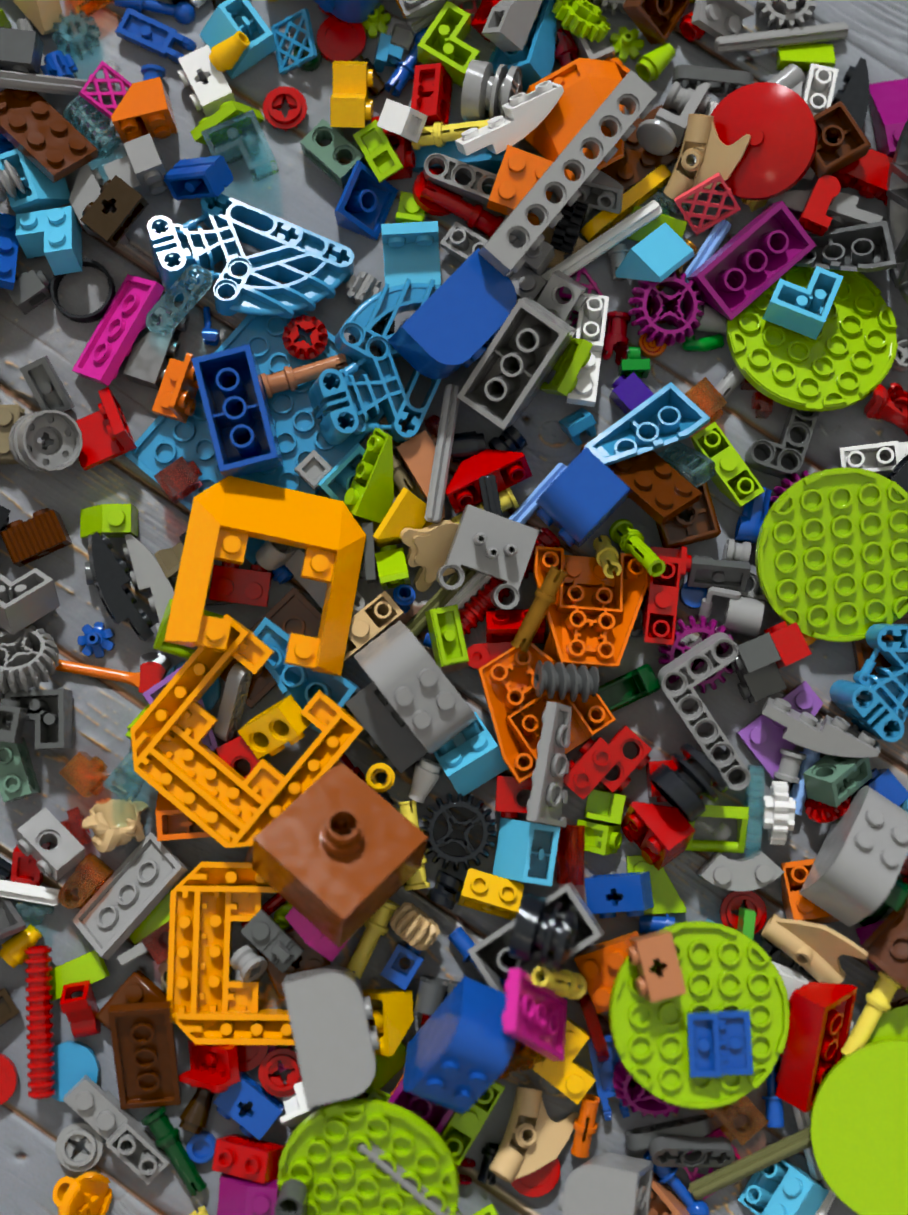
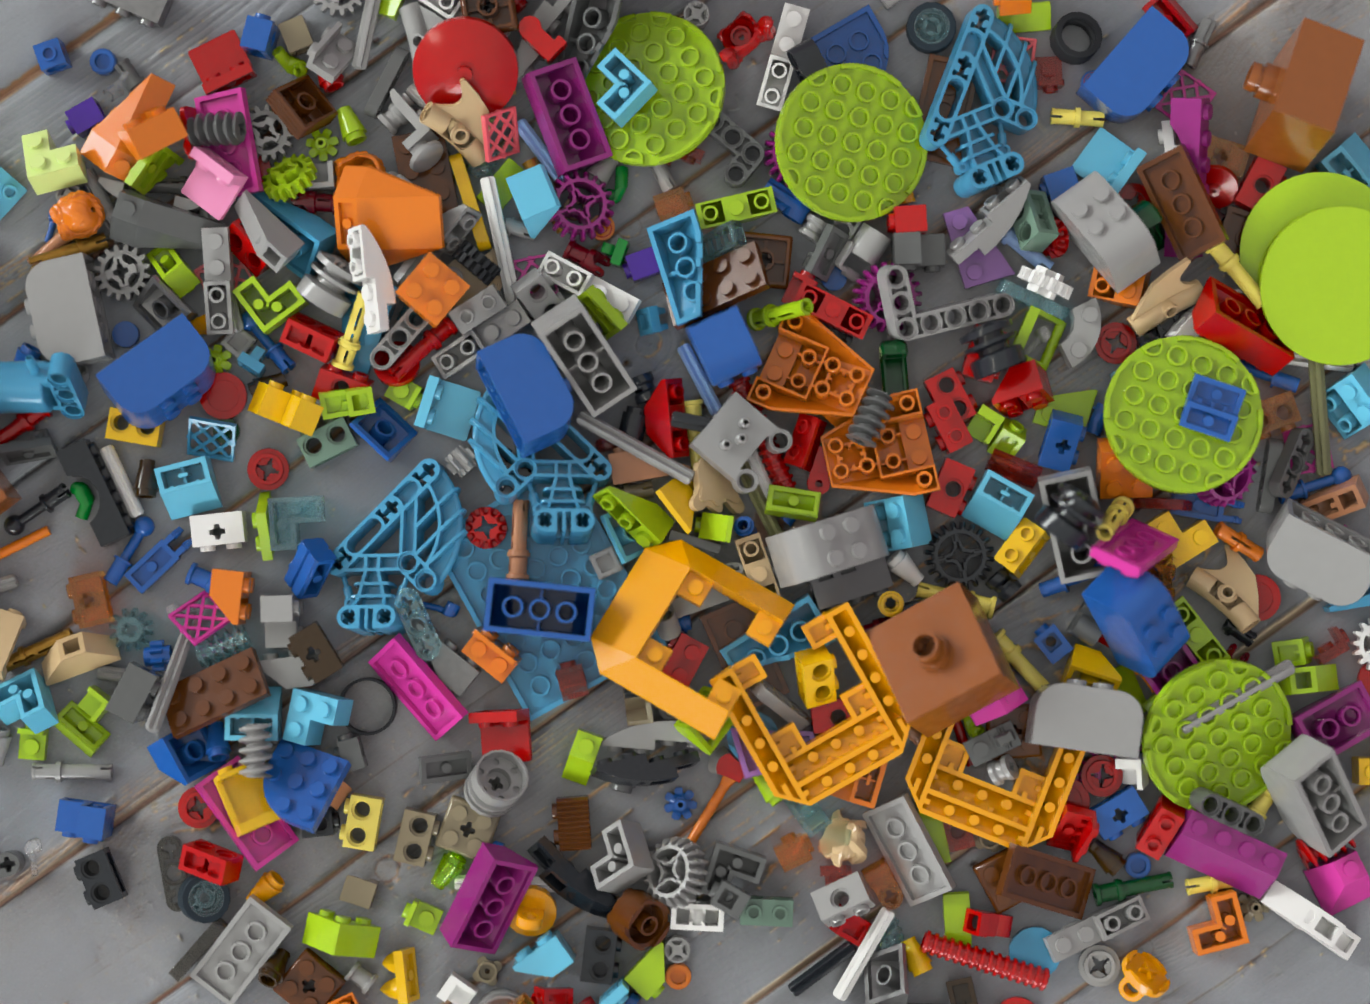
camera: 70 degrees left, 5 degrees up
(132, 954) = (958, 864): light grey tile -> none
(226, 53) = (206, 501): yellow cone -> none
(402, 120) = (329, 372): white panel -> none
(414, 926) = (1024, 621): tan gear -> none
(544, 598) = (795, 409): pearl gold pin -> none
(551, 766) = (936, 457): light grey wing -> none
(607, 556) = (776, 341): light yellow pin -> none
(631, 93) = (405, 165): light grey brick -> none
(668, 978) = (1145, 429): nougat brick -> none
(746, 922) = (1124, 344): bright green tile -> none
(789, 765) = (1009, 256): light grey bush -> none

